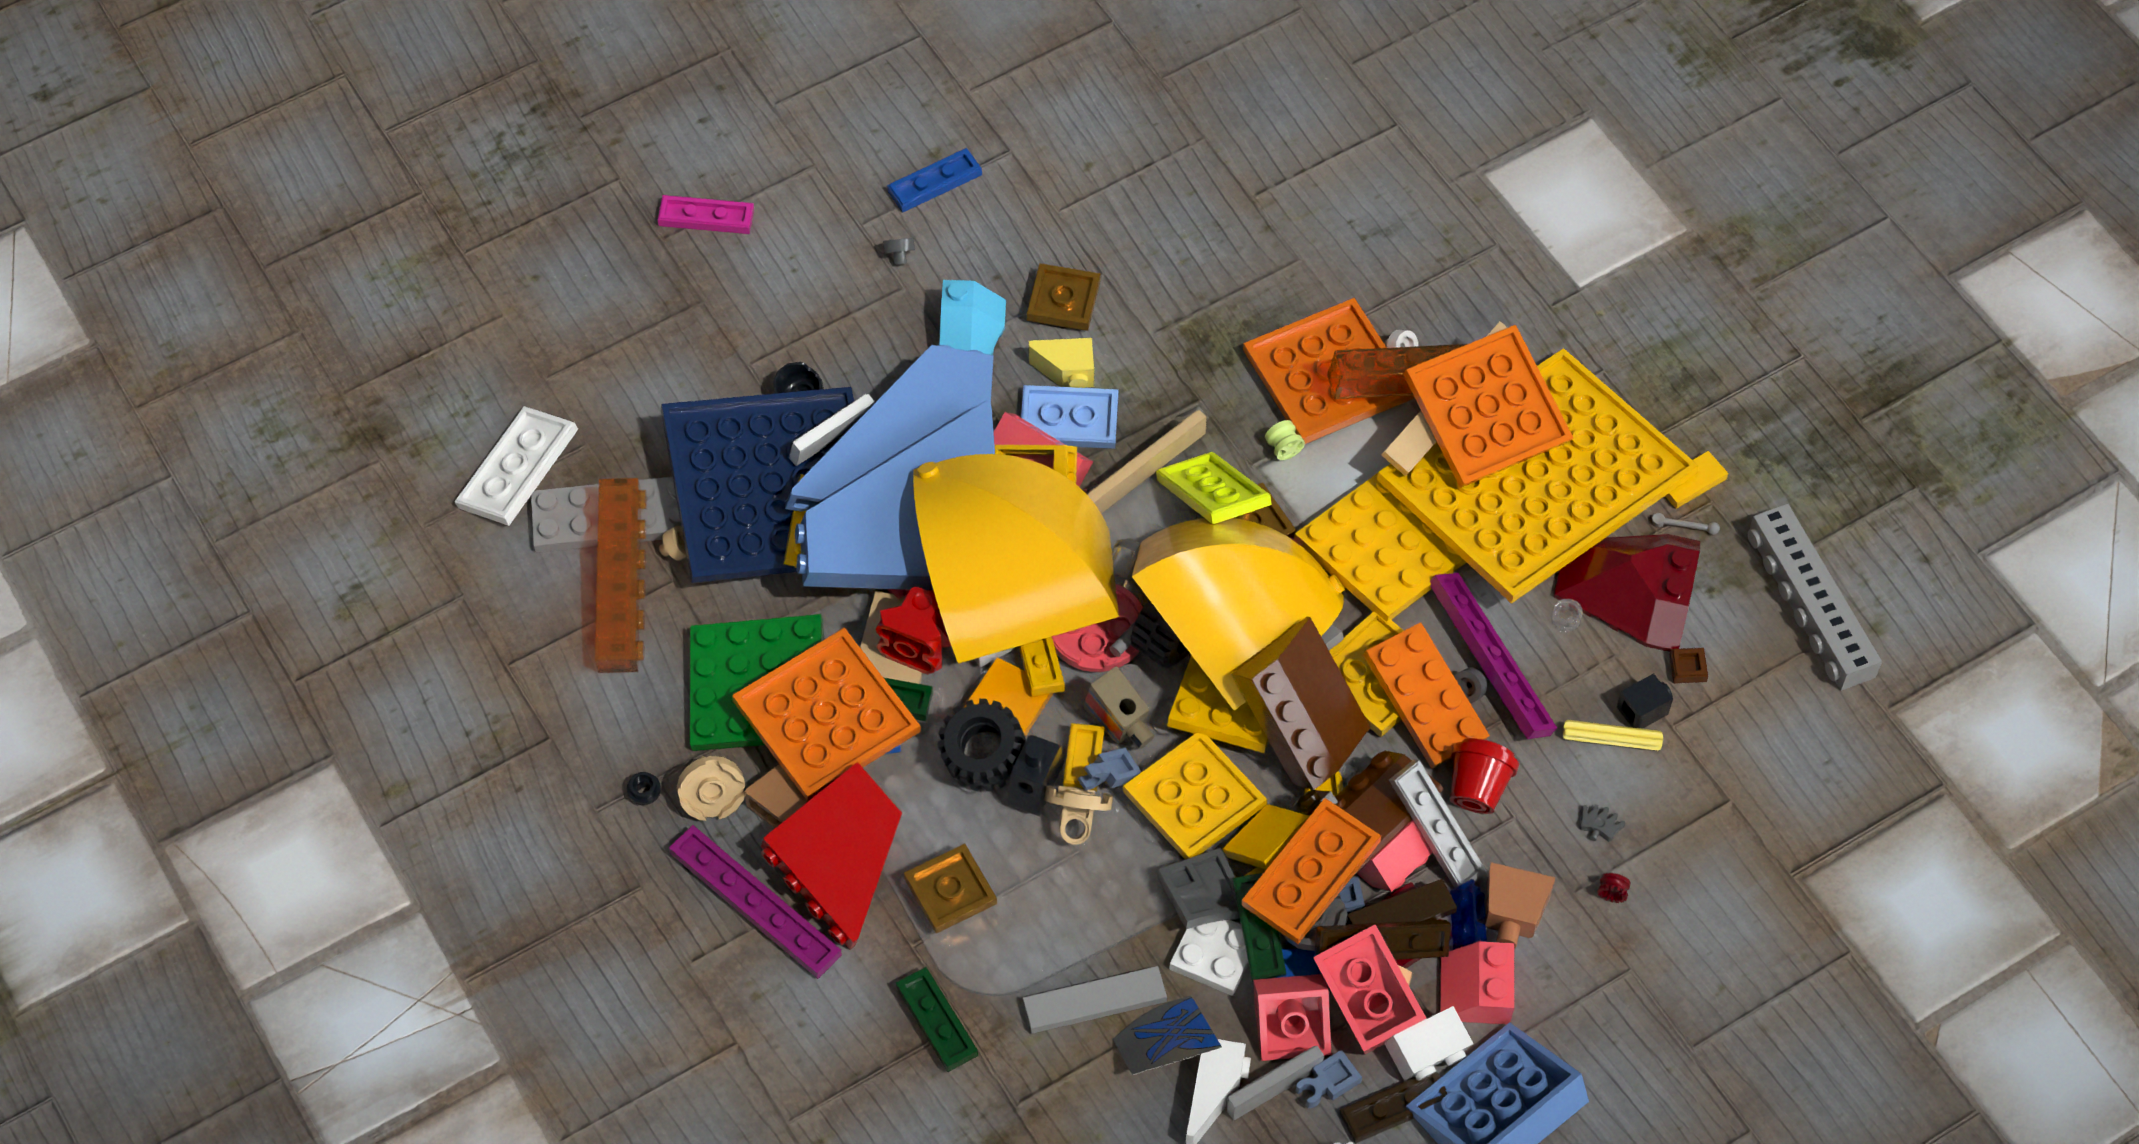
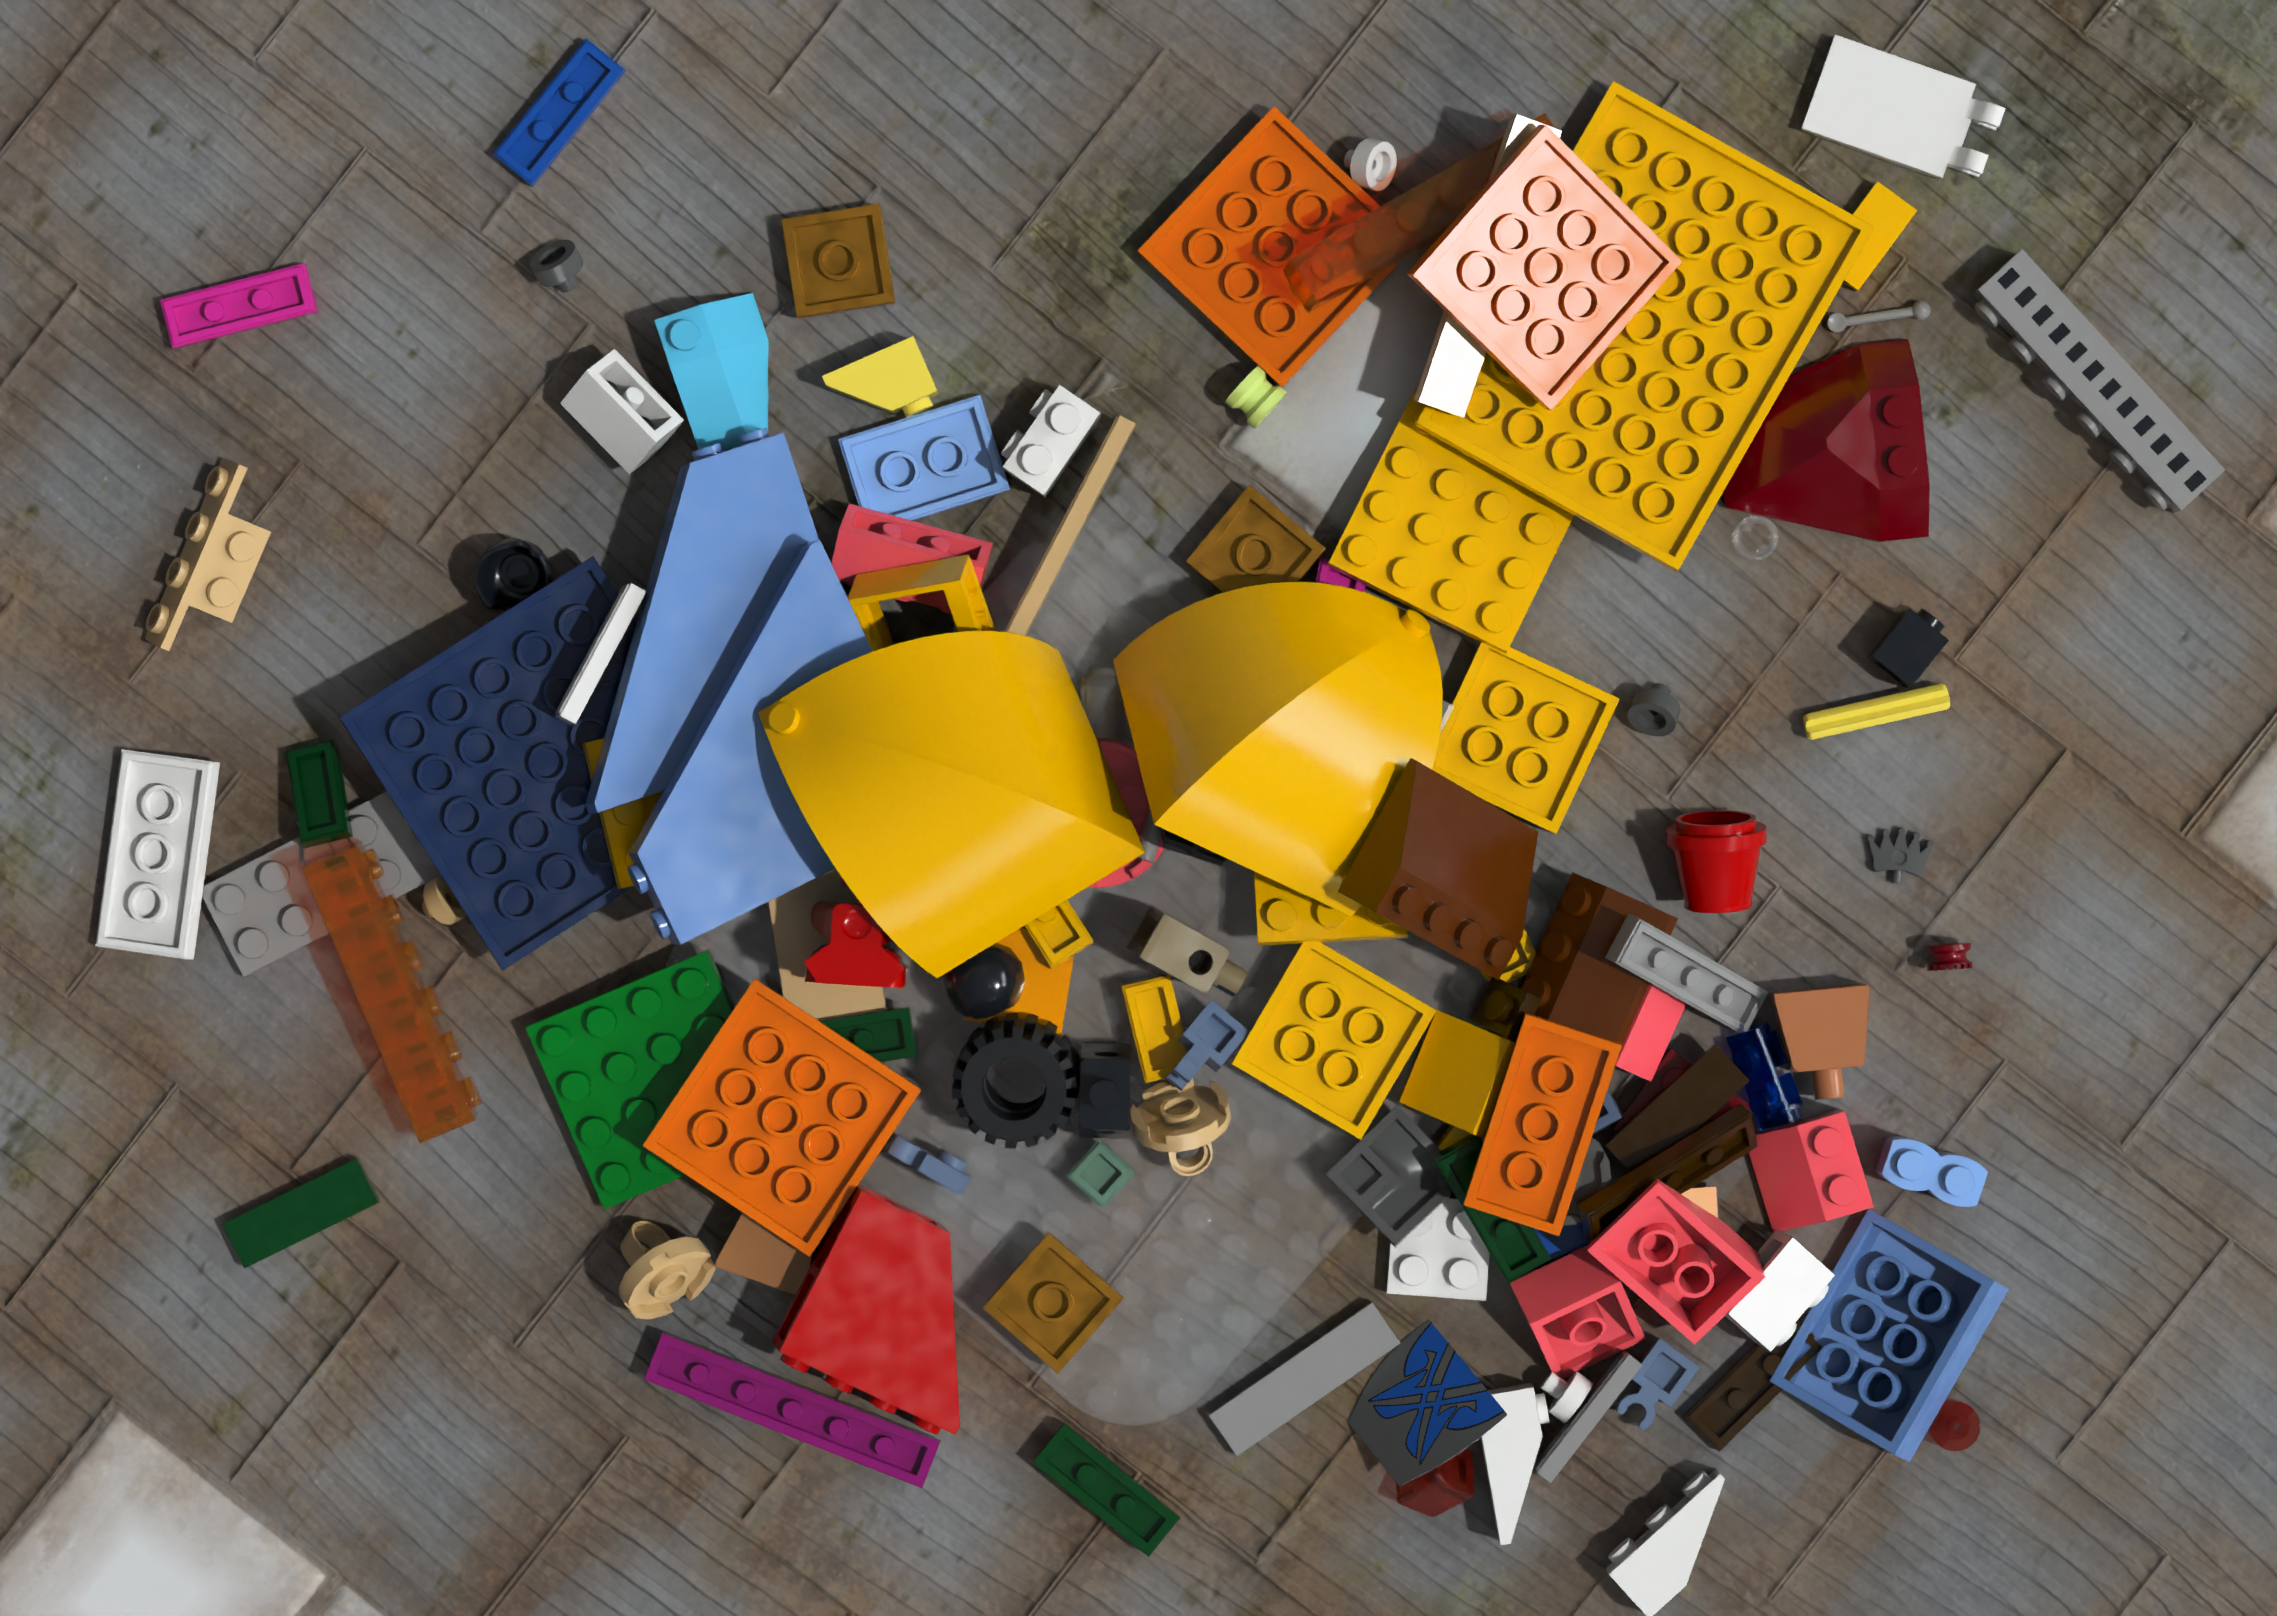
camera: 20 degrees left, 30 degrees up
(502, 687) = (301, 1212): none -> dark green tile
(629, 331) = (214, 561): none -> tan bracket
(629, 458) = (319, 793): none -> dark green tile
(641, 780) = (552, 1299): black plate -> none
(902, 325) = (621, 411): none -> white brick
(912, 785) = (943, 1168): none -> sand blue plate
(986, 681) = (986, 983): none -> black hair
(1013, 827) = (1101, 1173): none -> sand green tile
(1149, 420) = (1051, 440): none -> white brick
(1157, 1088) = (1440, 1487): none -> clear red panel
(1213, 487) = (1188, 542): neon yellow tile -> none
(1264, 1062) = (1566, 1395): none -> white tile
(1424, 693) = (1600, 757): orange plate -> none
(1492, 656) = (1670, 650): magenta plate -> none
(1566, 1012) = (1941, 1174): none -> light blue brick
(1688, 665) = (1950, 555): reddish brown tile -> none
(1734, 421) = (1897, 110): none -> white tile

